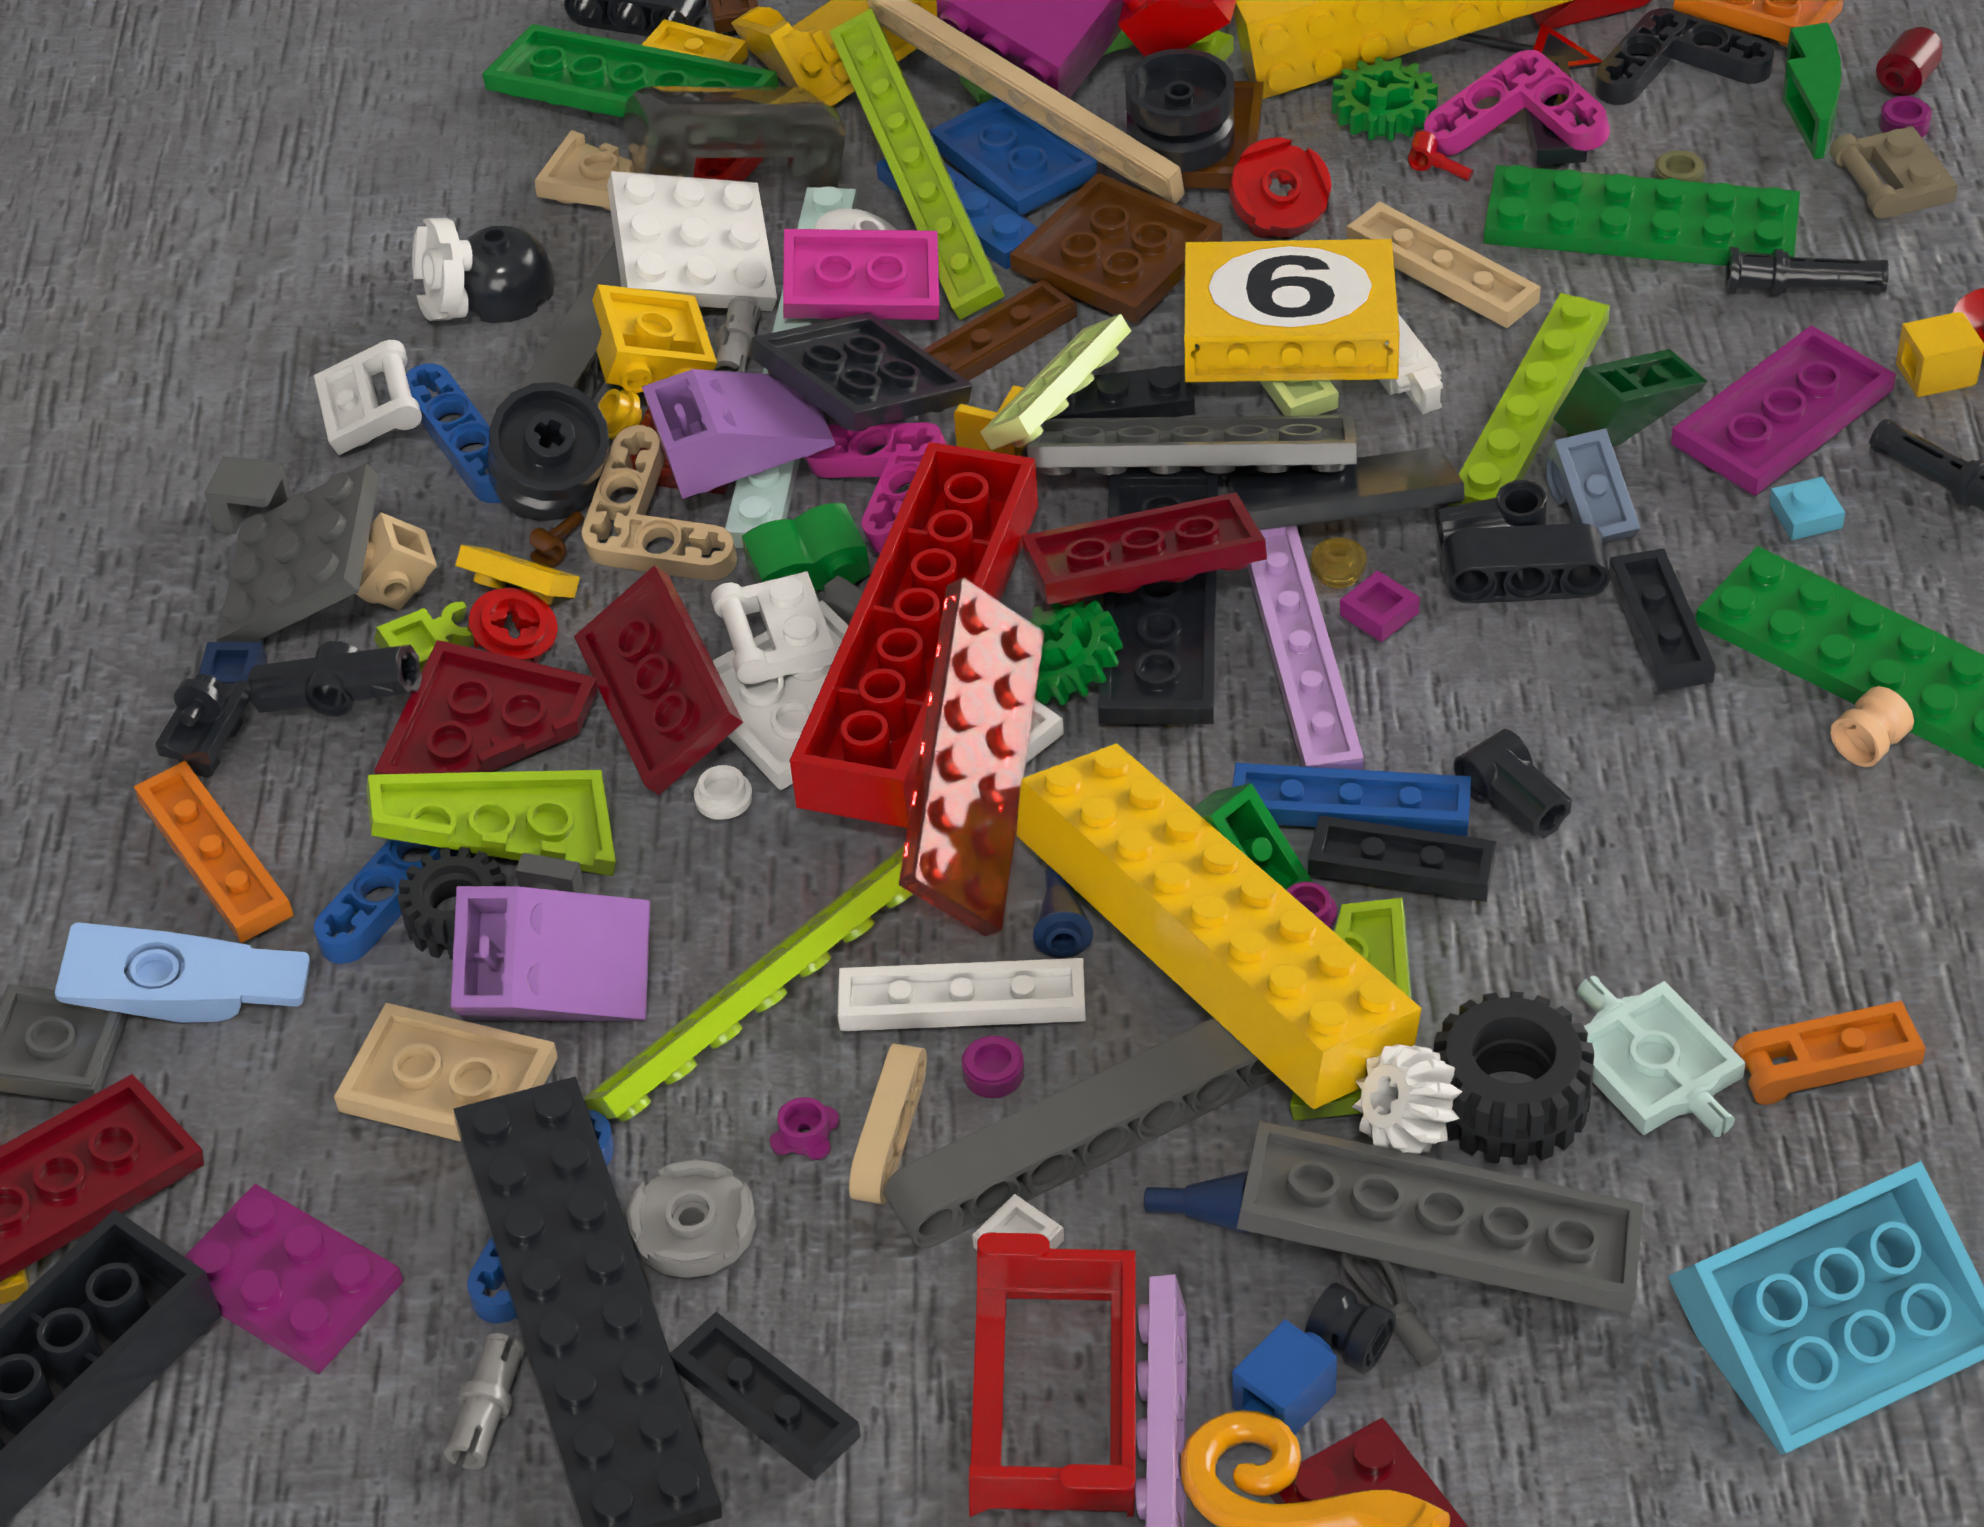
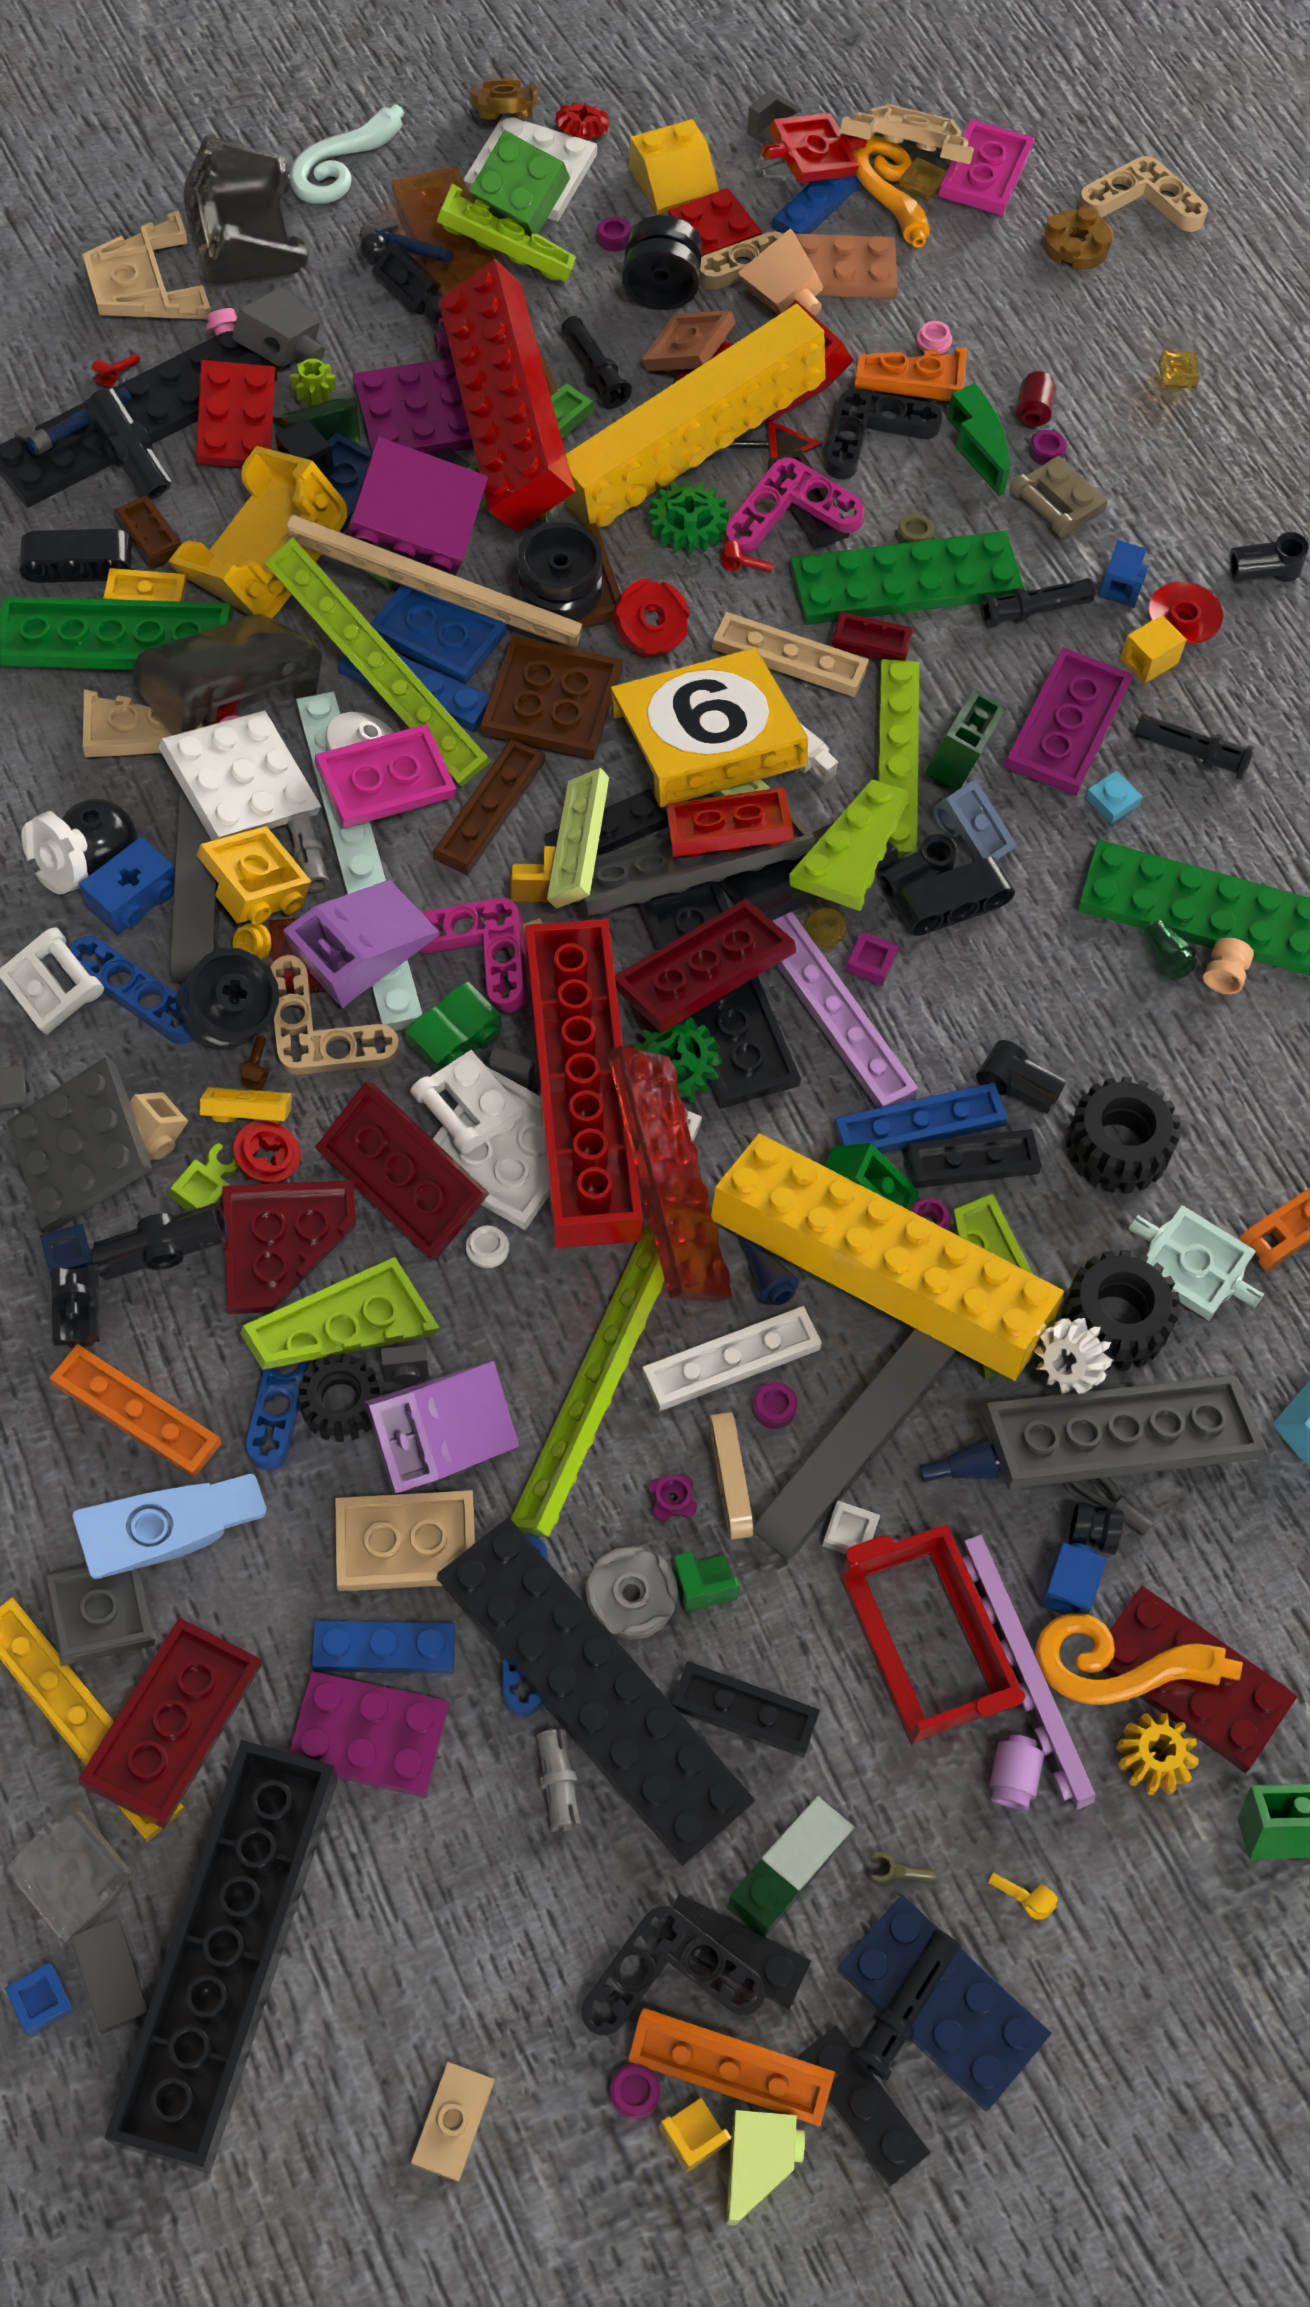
camera: 30 degrees left, 15 degrees up
(359, 1188) = (383, 1647): none -> blue plate
(506, 324) = (129, 886): none -> blue brick
(785, 1238) = (703, 1581): none -> green panel
(860, 371) = (430, 866): black plate -> none
(1256, 408) = (729, 822): none -> red plate
(1397, 468) = (847, 854): none -> lime wing
(1560, 267) = (871, 637): none -> dark red plate
(1611, 912) = (1131, 1107): none -> black tyre
(1661, 620) = (1061, 917): black plate -> none
(1797, 693) = (1172, 954): none -> clear green cone
(1939, 265) = (1125, 574): none -> blue brick

